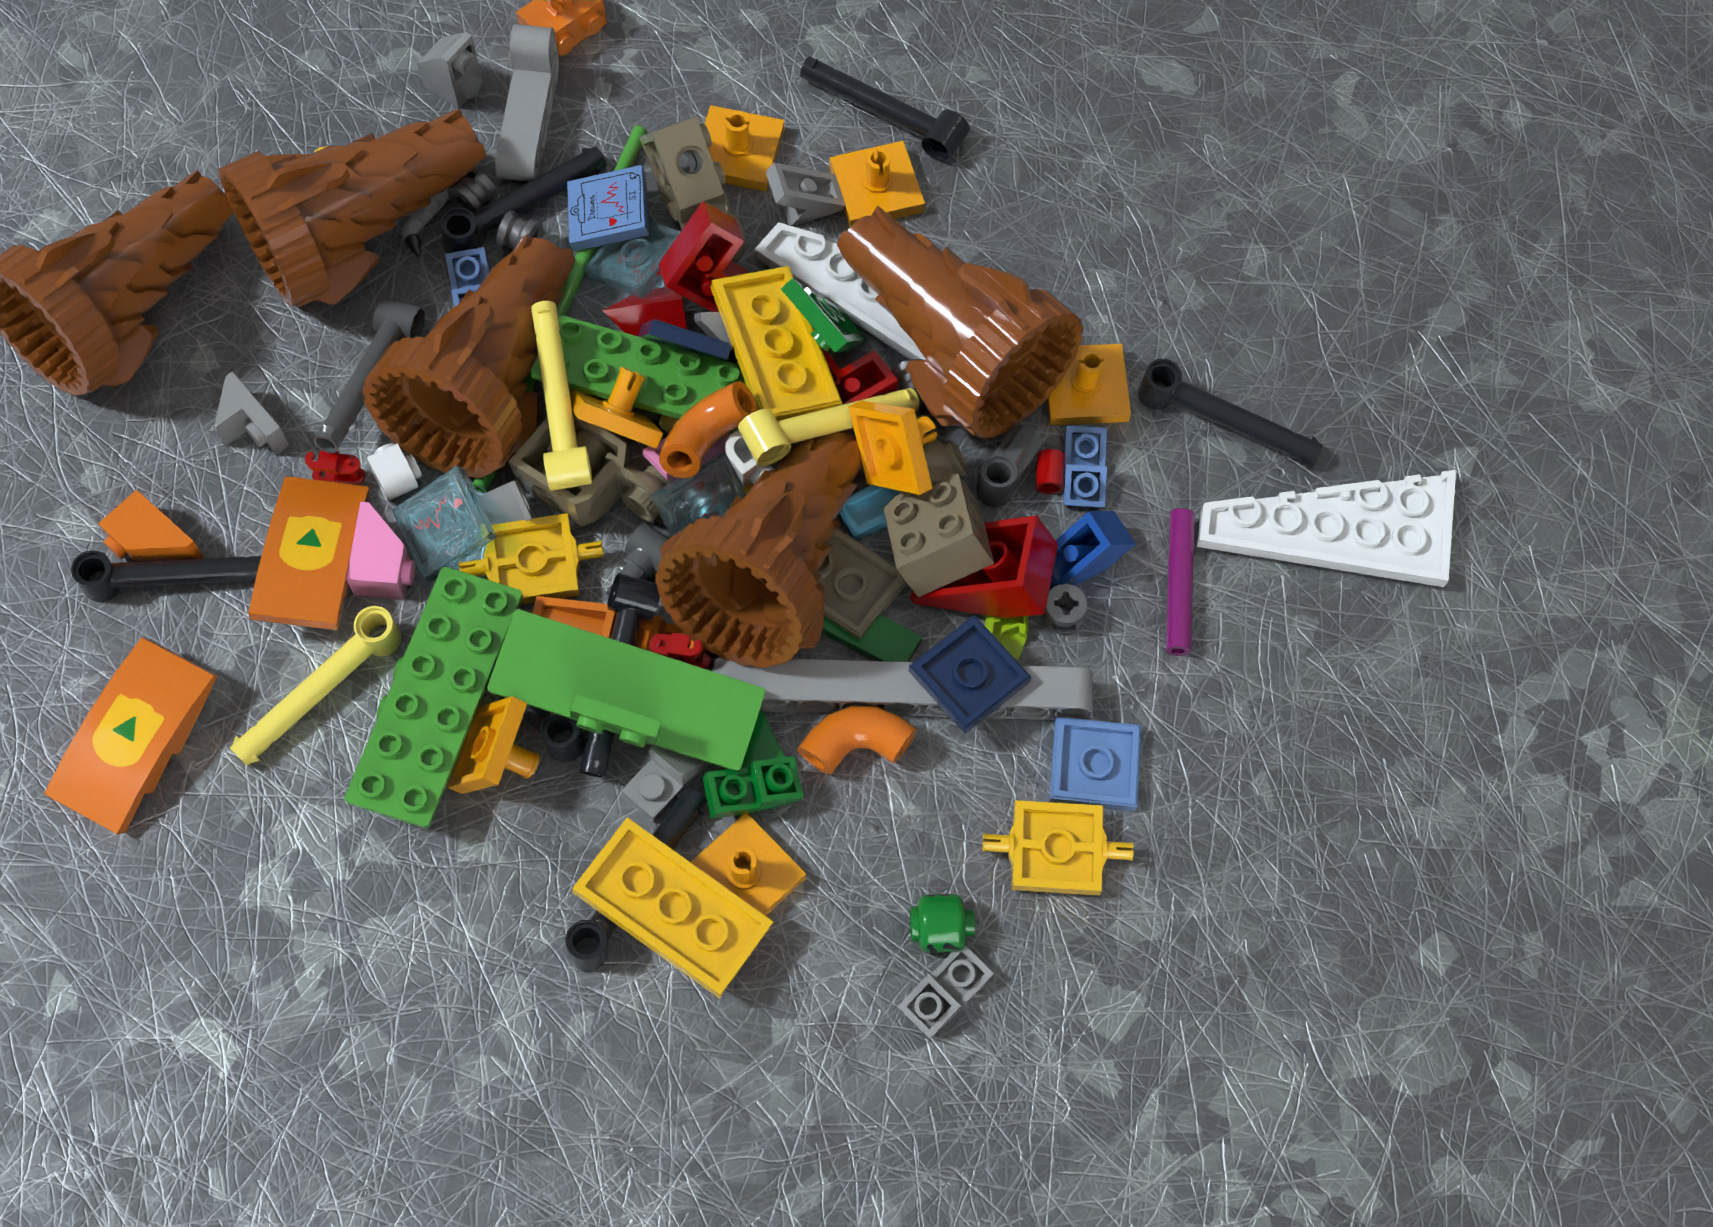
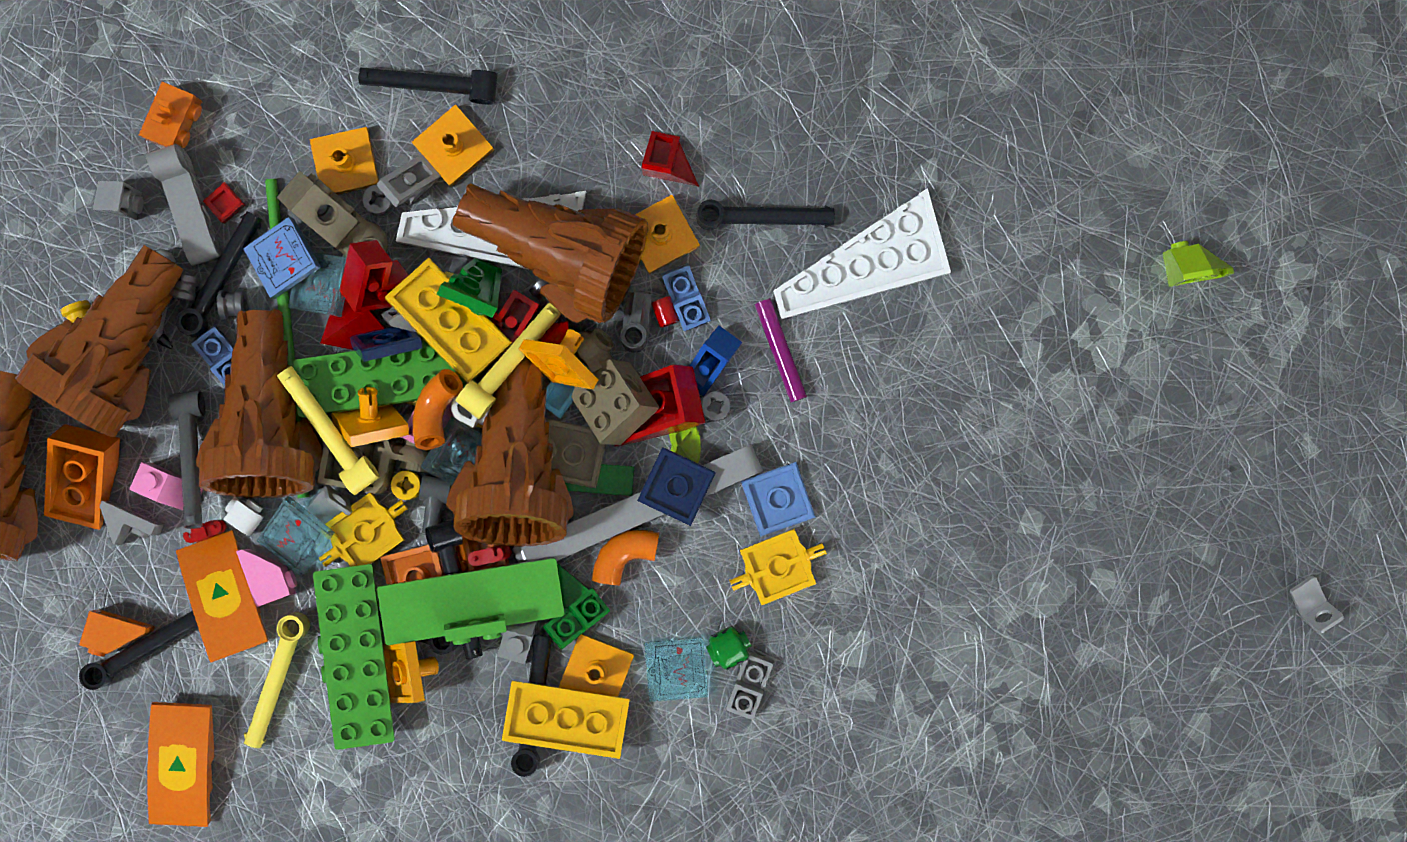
camera: 20 degrees left, 20 degrees up
(222, 332) = (79, 475): none -> orange slope
(311, 388) = (159, 485): none -> bright pink slope
(571, 131) = (224, 203): none -> red tile
(615, 538) = (411, 485): none -> yellow wheel
(756, 202) = (382, 205): none -> flat silver wheel
(853, 922) = (676, 669): none -> clear light blue tile
(1130, 306) = (667, 160): none -> red slope

